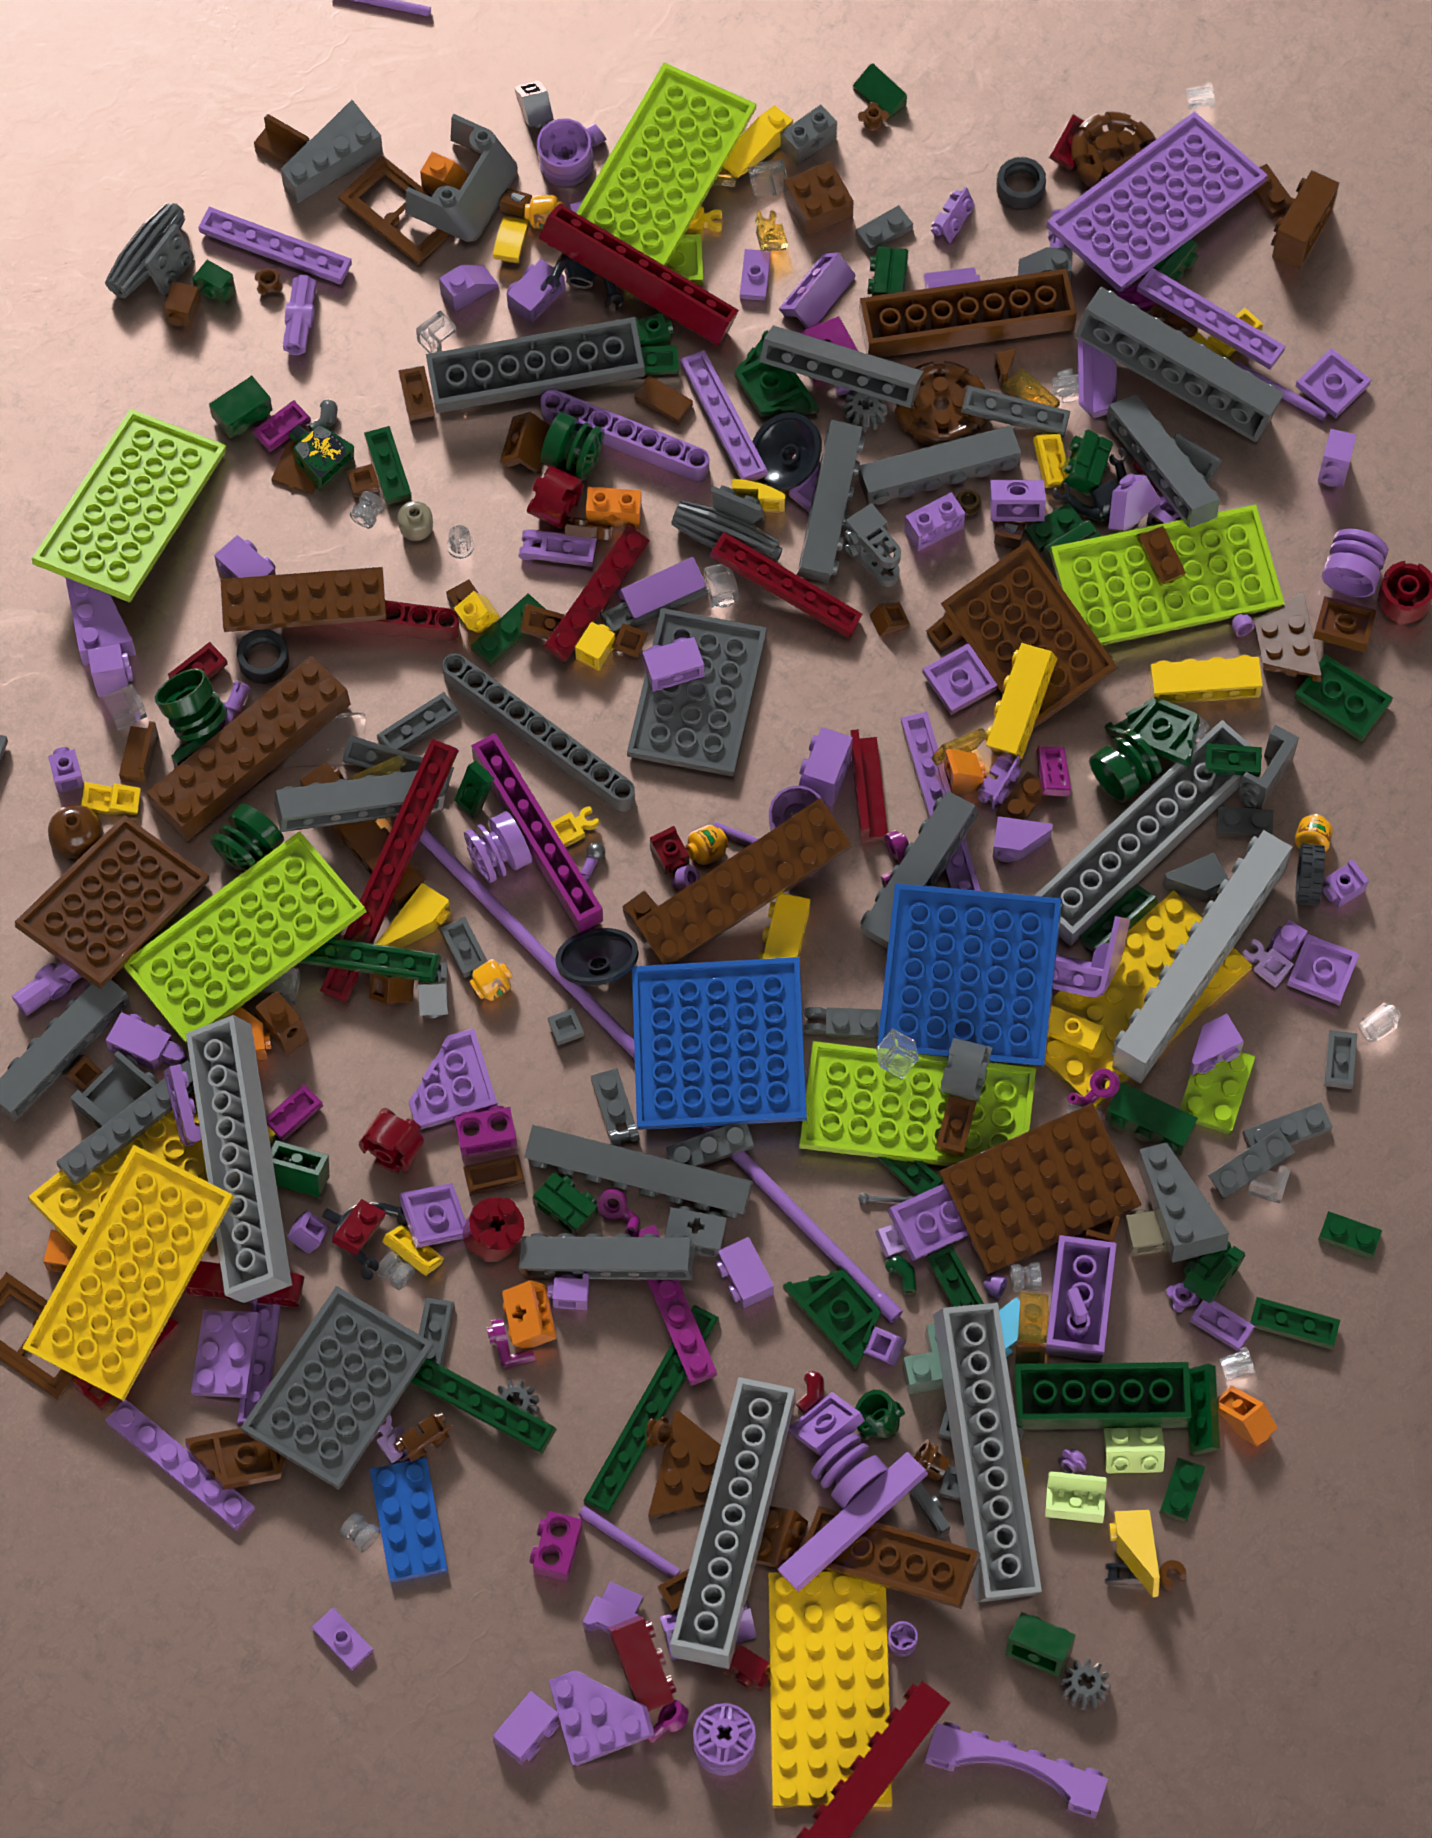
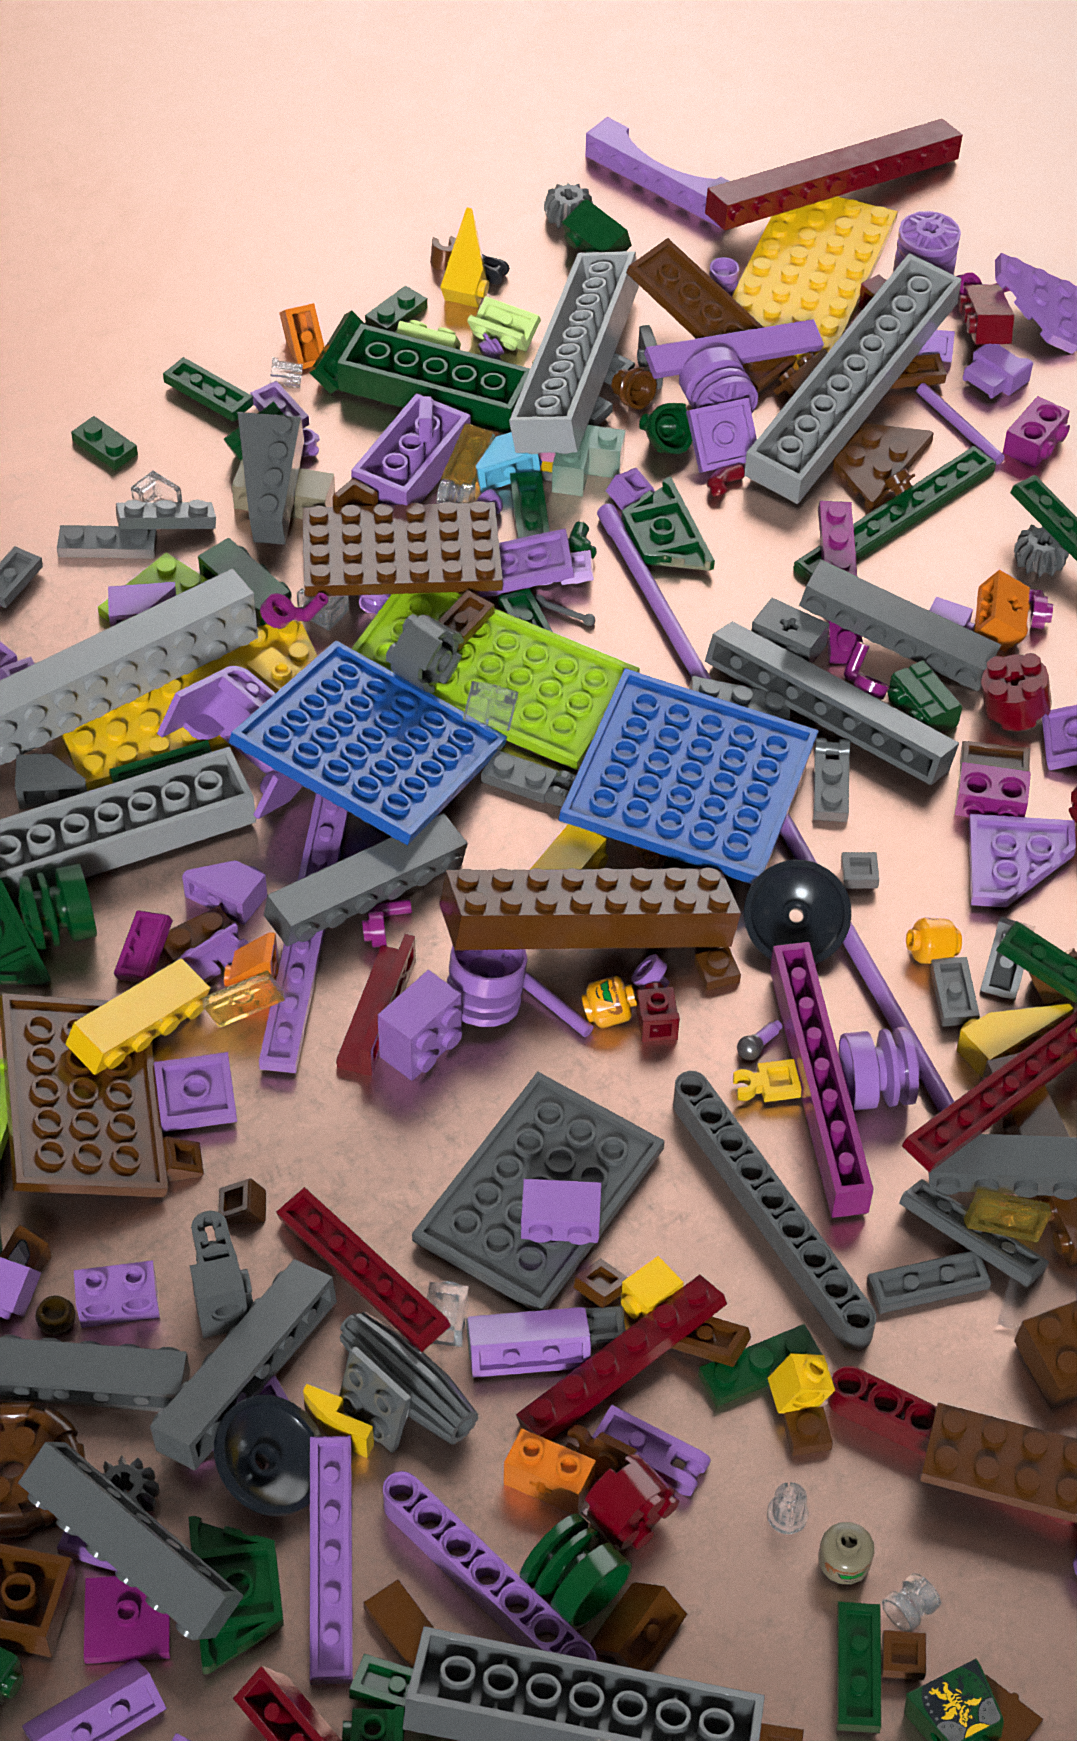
camera: 160 degrees left, 15 degrees down
(474, 789) = (882, 1148): dark green plate -> none
(745, 1273) = (749, 582): medium lavender brick -> none

